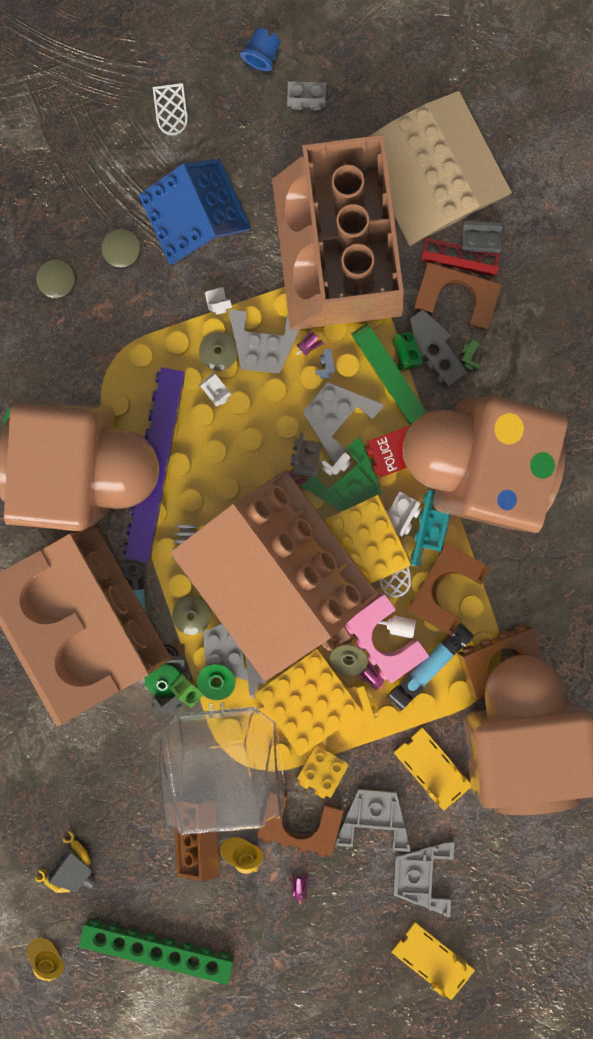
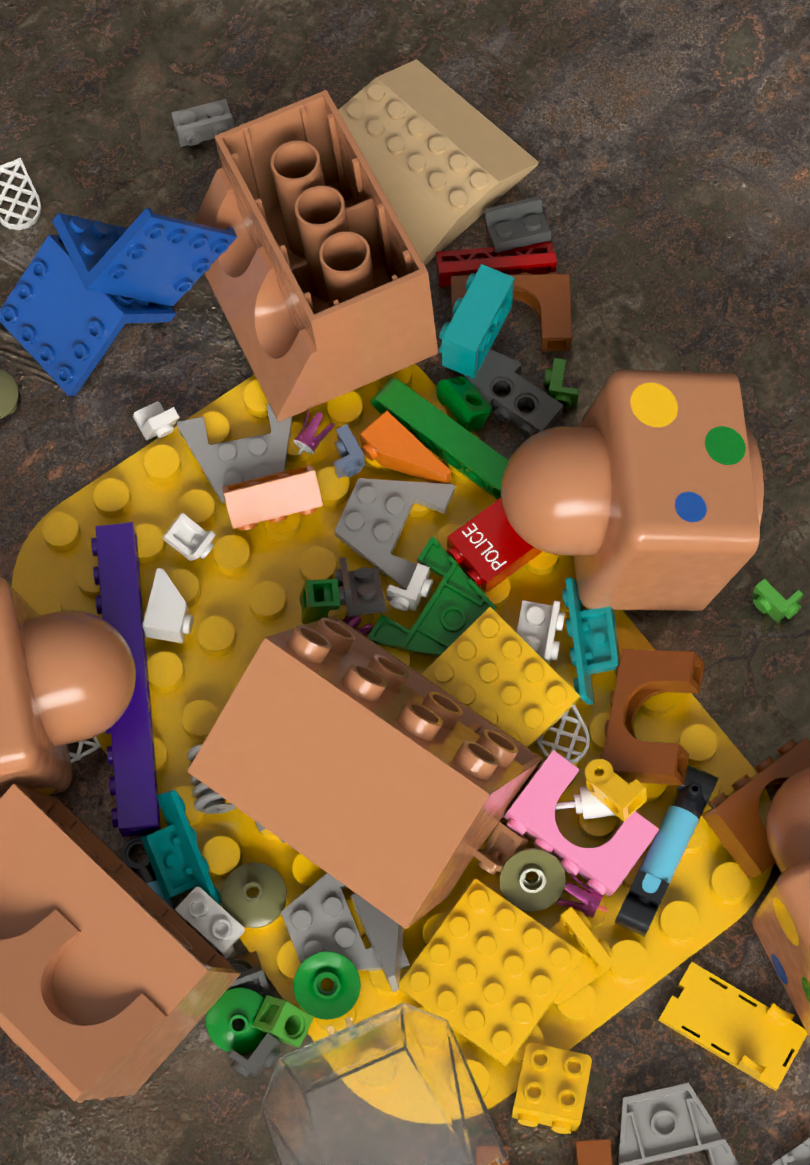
camera: 15 degrees left, 20 degrees down
(154, 583) = (175, 852): none -> teal bracket
(162, 623) = (210, 921): none -> white bracket
(189, 432) = (167, 611): none -> white slope
(225, 192) = (146, 262): none -> blue bracket
(225, 358) = (180, 499): olive dish -> none
(261, 50) = (120, 82): blue piece -> none
(271, 380) = (272, 497): none -> brick
(280, 457) = (318, 599): none -> green leg
(356, 370) = (401, 451): none -> orange slope
(406, 622) = (613, 790): none -> yellow leg
(431, 305) = (476, 320): none -> teal brick
(545, 535) = (772, 602): none -> bright green bracket

